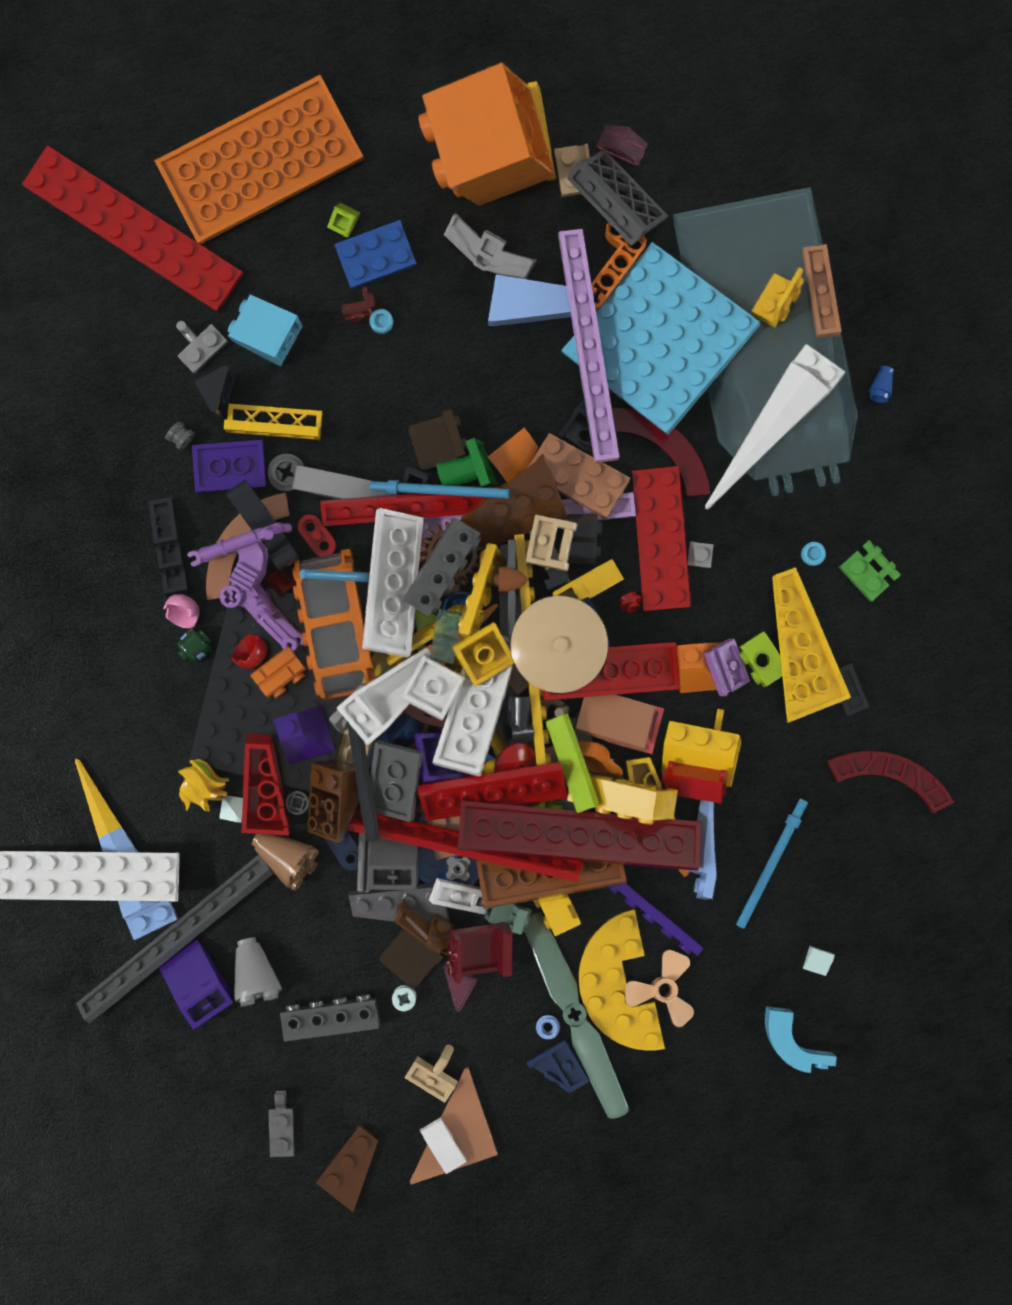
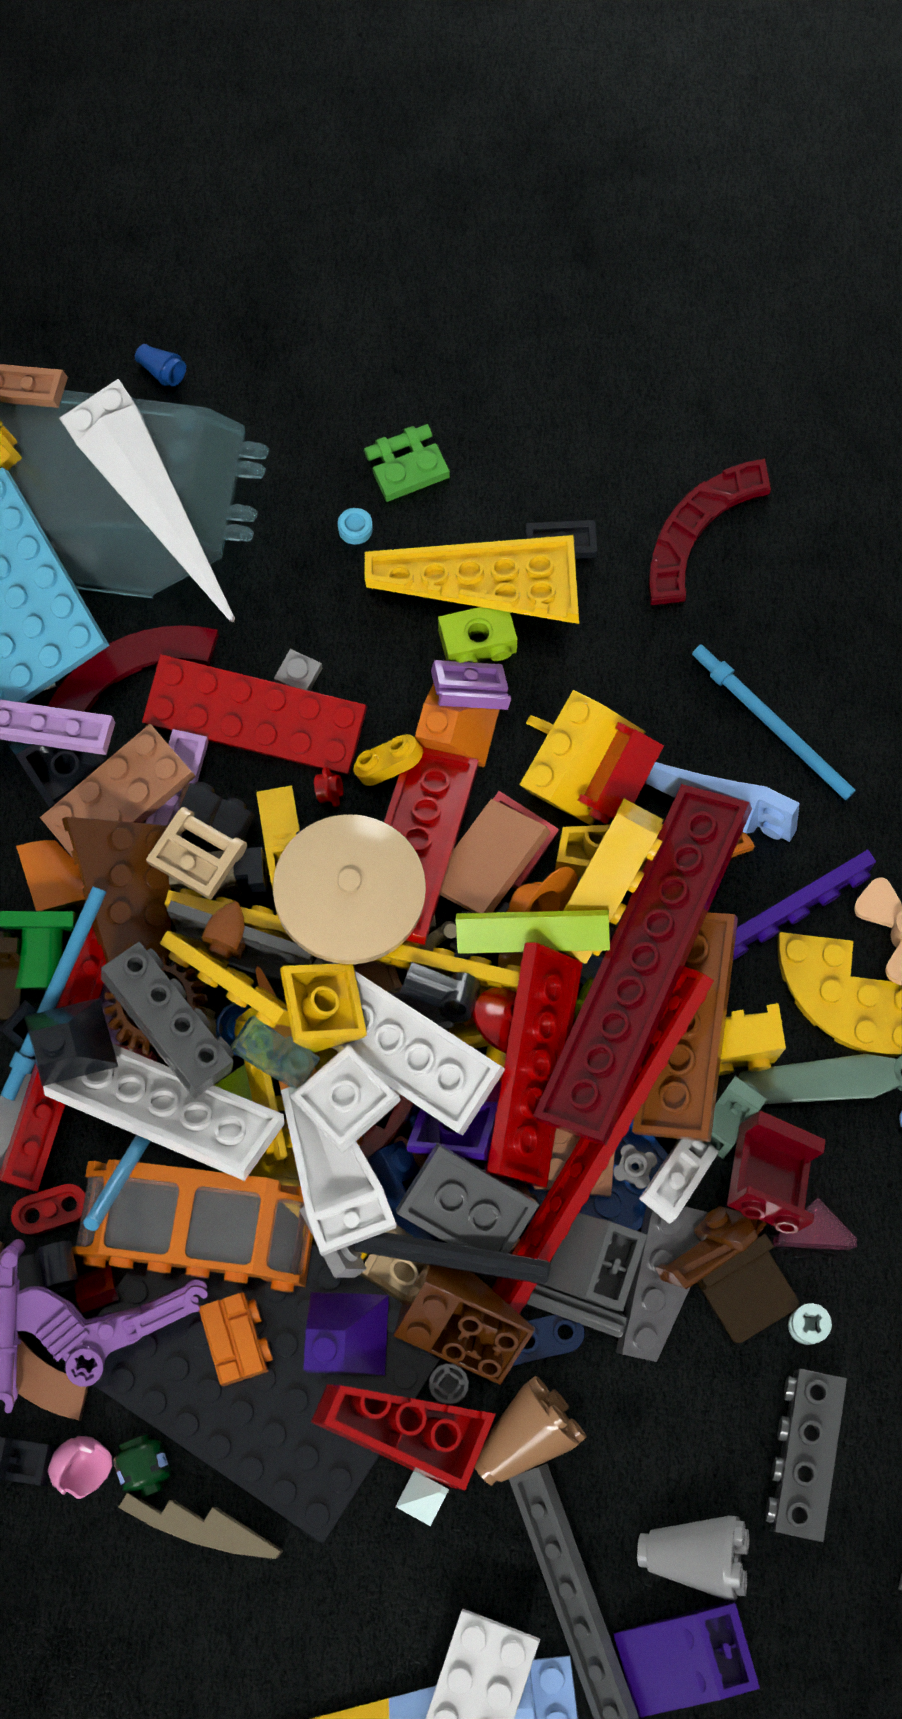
camera: 70 degrees left, 15 degrees down
(174, 701) = (216, 1531): none -> dark tan slope
(201, 784) = (366, 1533): yellow hair -> none
(250, 652) = (185, 1373): red hair -> none
(412, 512) = (71, 1041): none -> black slope
(657, 631) = (388, 760): none -> yellow plate

